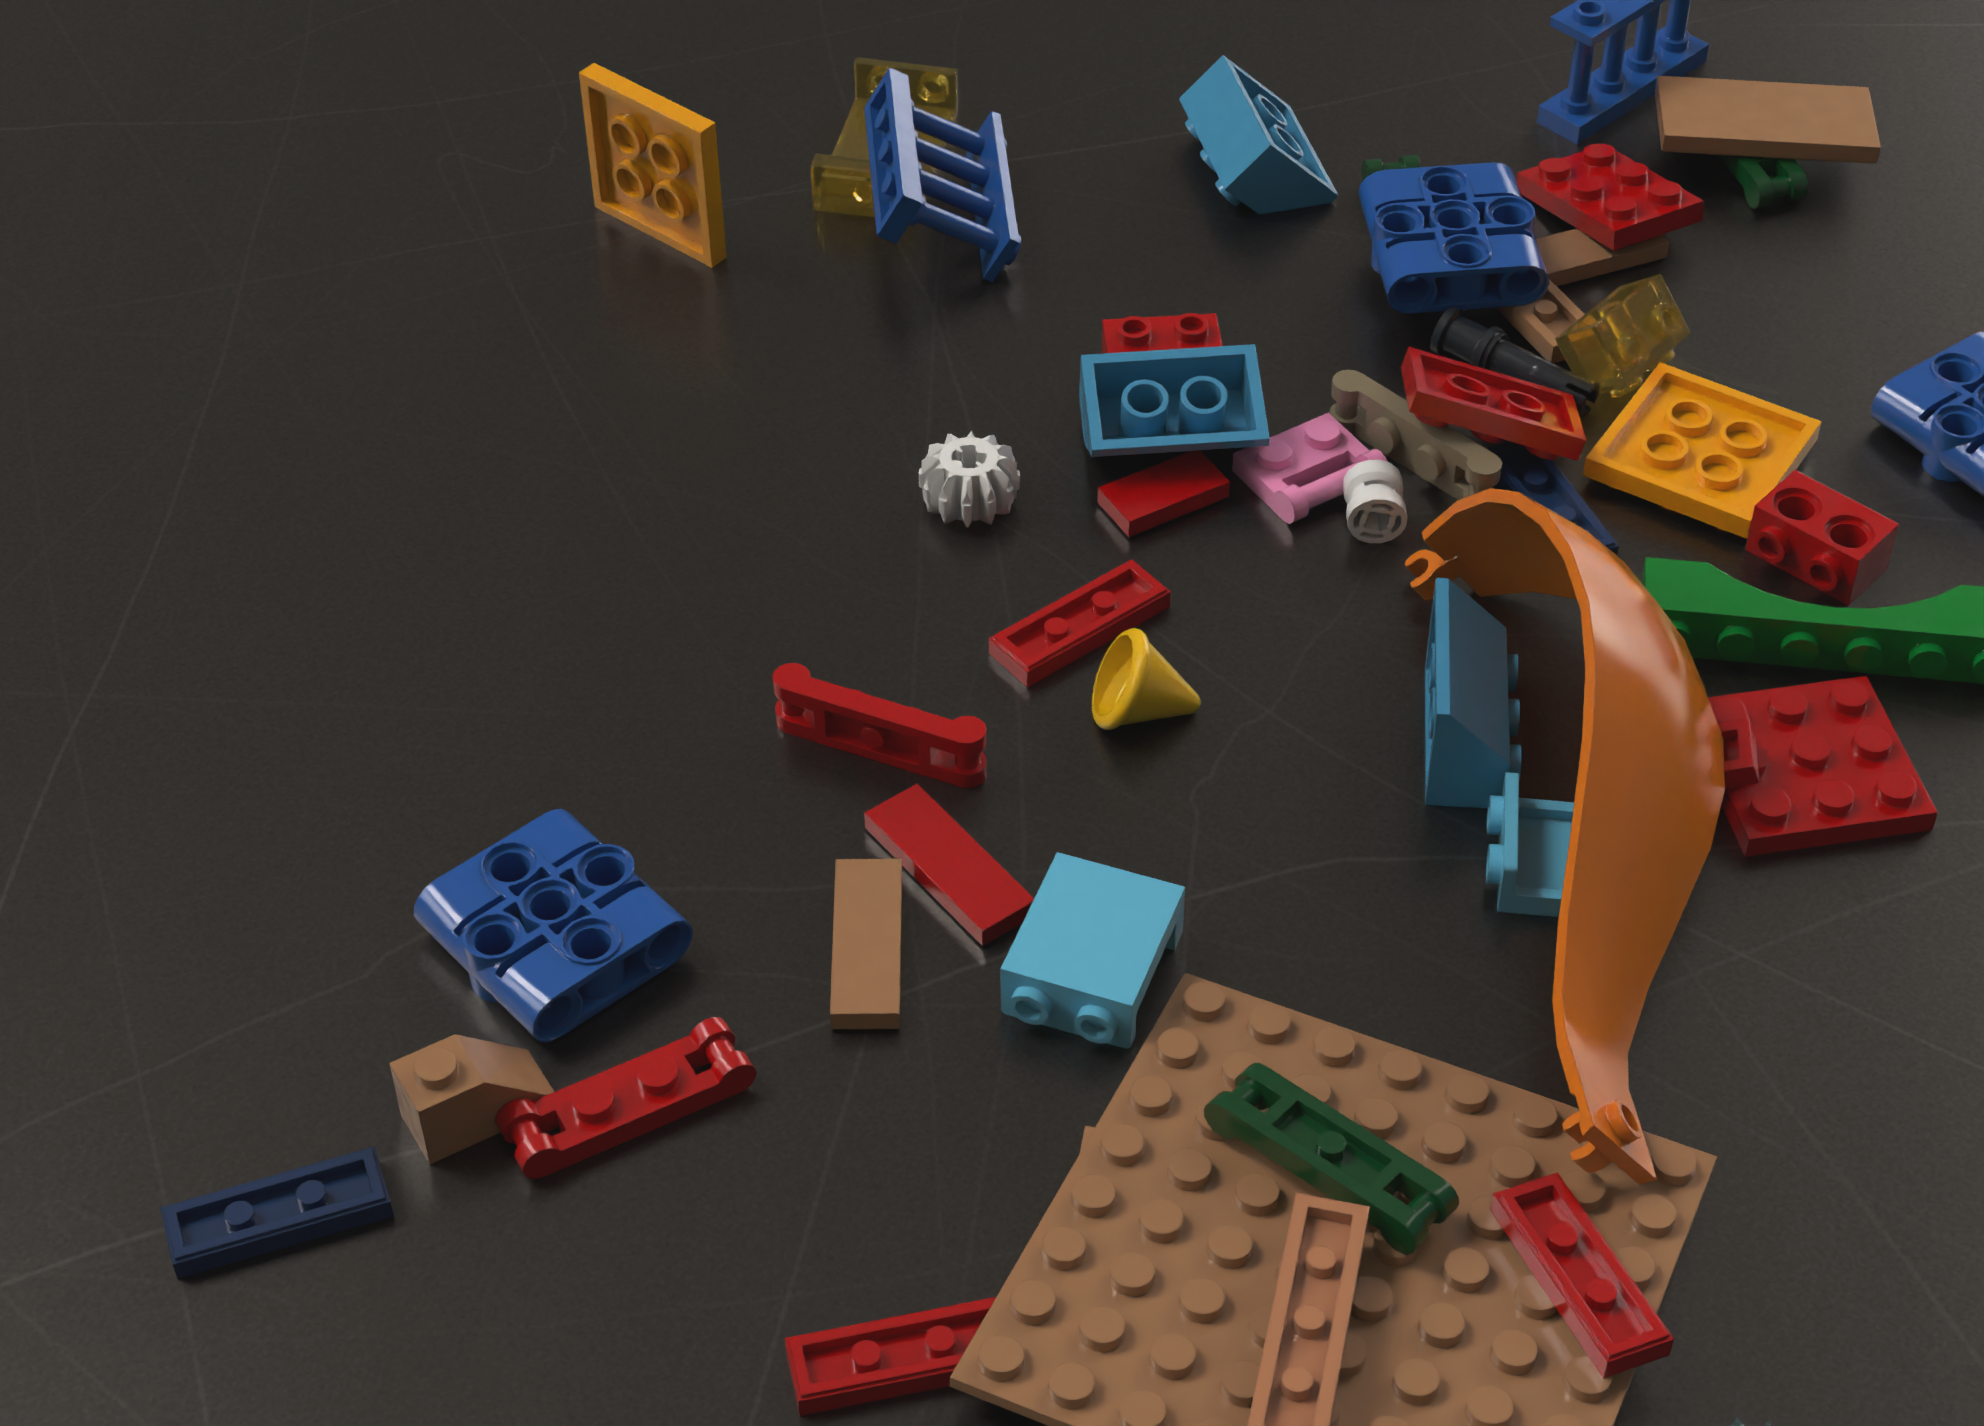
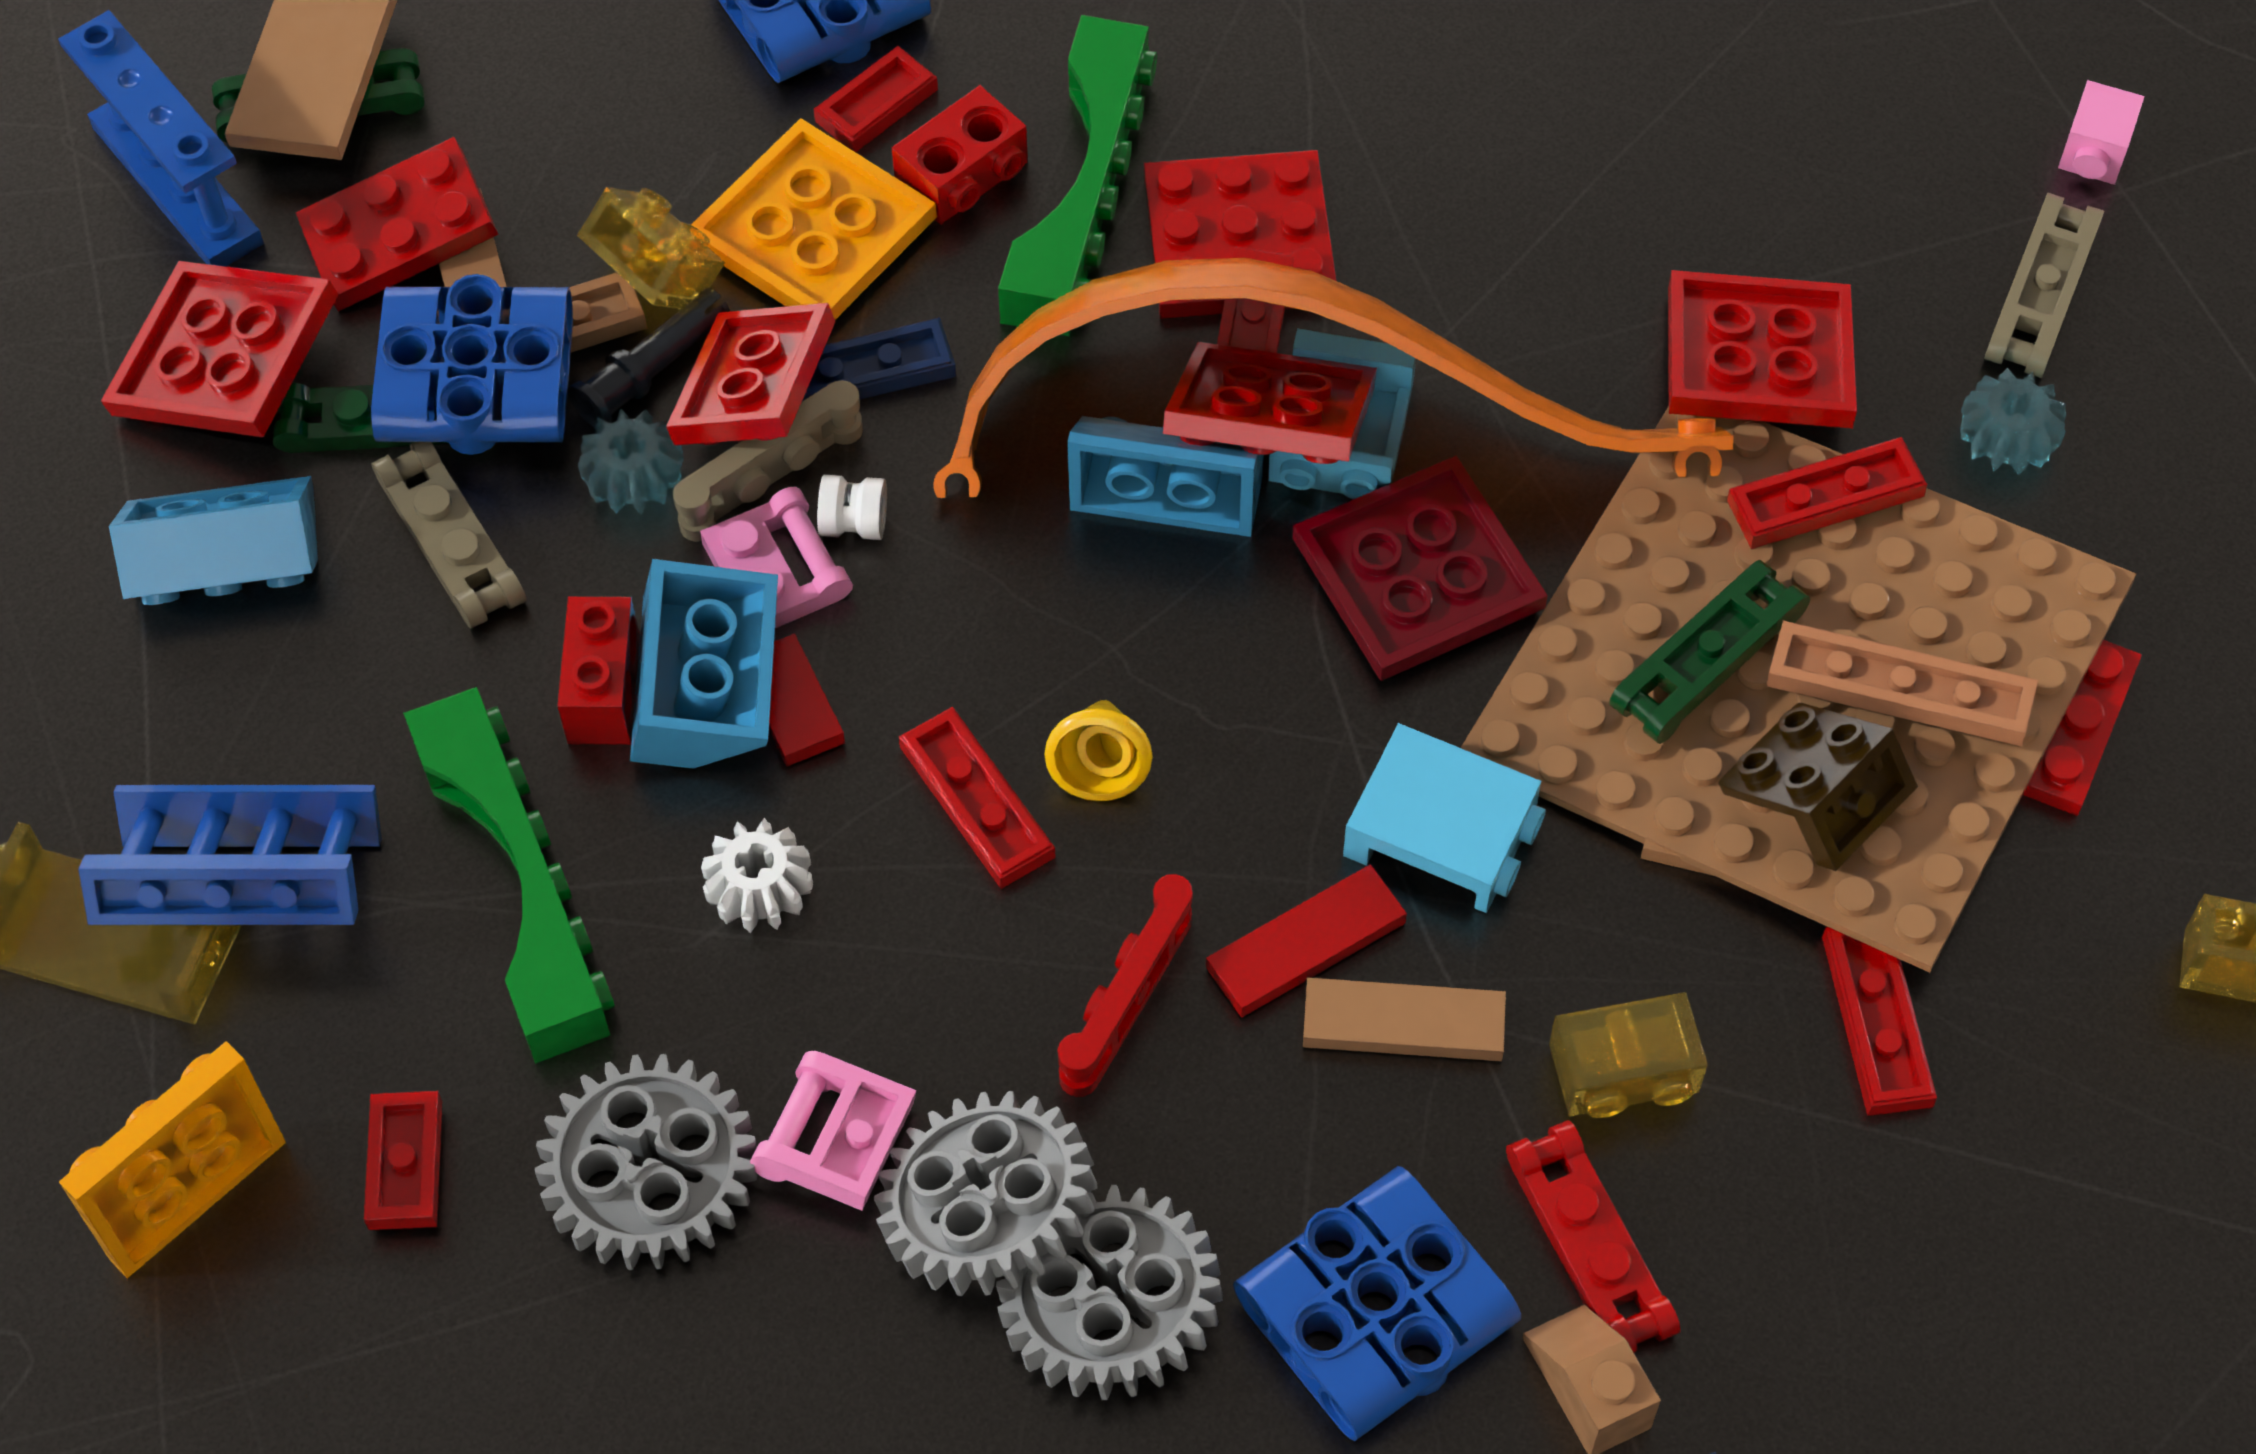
camera: 85 degrees left, 15 degrees up
(564, 735) = (1155, 1253): none -> light grey gear
(656, 641) = (977, 1178): none -> light grey gear
(687, 316) = (403, 1160): none -> red plate
(714, 560) = (853, 1139): none -> bright pink plate
(723, 457) = (619, 1212): none -> light grey gear
(821, 1103) = (1628, 1055): none -> clear yellow brick
(861, 371) = (547, 979): none -> green arch
(1156, 1250) = (1827, 773): none -> dark brown bracket
(1292, 274) = (449, 534): none -> dark tan plate
(1380, 348) = (630, 461): none -> clear light blue gear
(1405, 924) = (1419, 567): none -> dark red plate
(1439, 116) = (220, 348): none -> red plate
(1520, 733) = (1270, 402): none -> red plate
(1780, 1215) = (1761, 349): none -> red plate
(1881, 484) = (875, 99): none -> red tile

